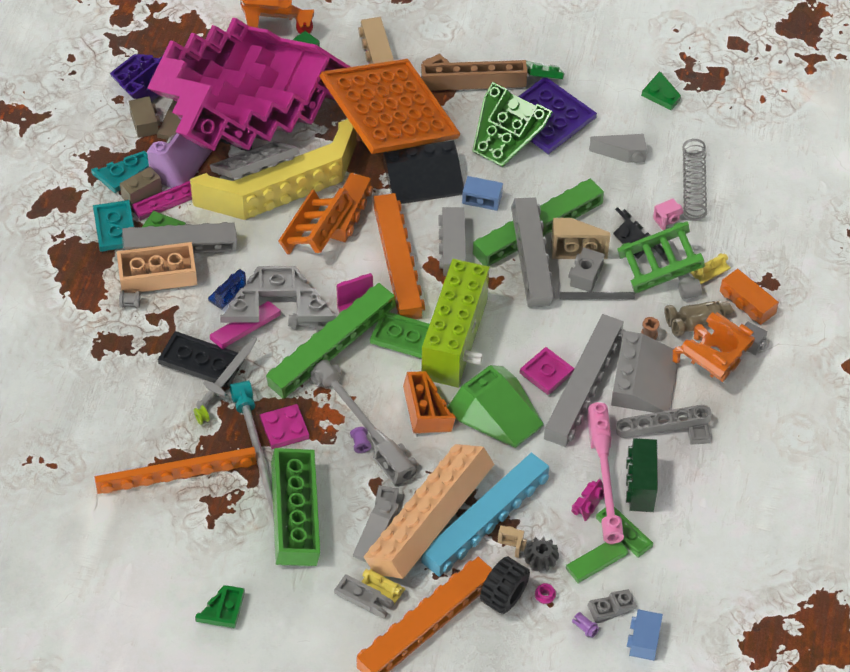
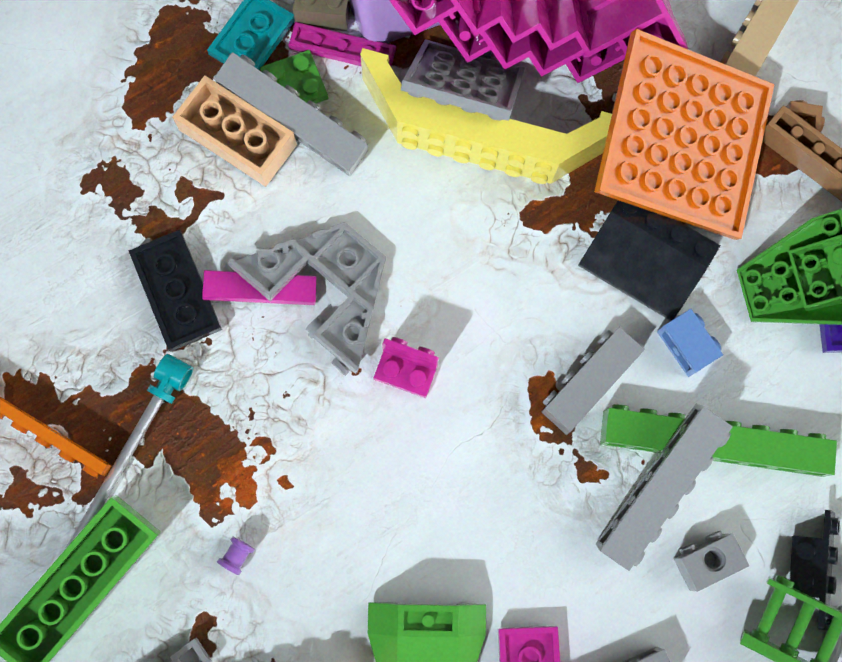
camera: 40 degrees right, 25 degrees up
(129, 299) = (176, 145): light grey bush -> none
(201, 414) = (106, 364): lime bush -> none
(216, 388) = (150, 342): light grey sword -> none
(227, 291) = (284, 225): clear blue bracket -> none
(284, 426) = (179, 457): dark pink plate -> none
(323, 228) = (466, 237): orange fence -> none
(331, 340) = (324, 396): bright green brick -> none
(359, 189) = (519, 228): orange brick -> none
(387, 453) = (249, 605): light grey bar -> none
(398, 256) = (508, 346): orange brick -> none
(400, 334) = (416, 456): bright green plate -> none
(425, 406) = (343, 580): orange wedge -> none
(456, 323) = (476, 510): lime piece -> none
(572, 235) = (734, 511): tan slope -> none
(596, 295) = (688, 602): dark grey bar -> none

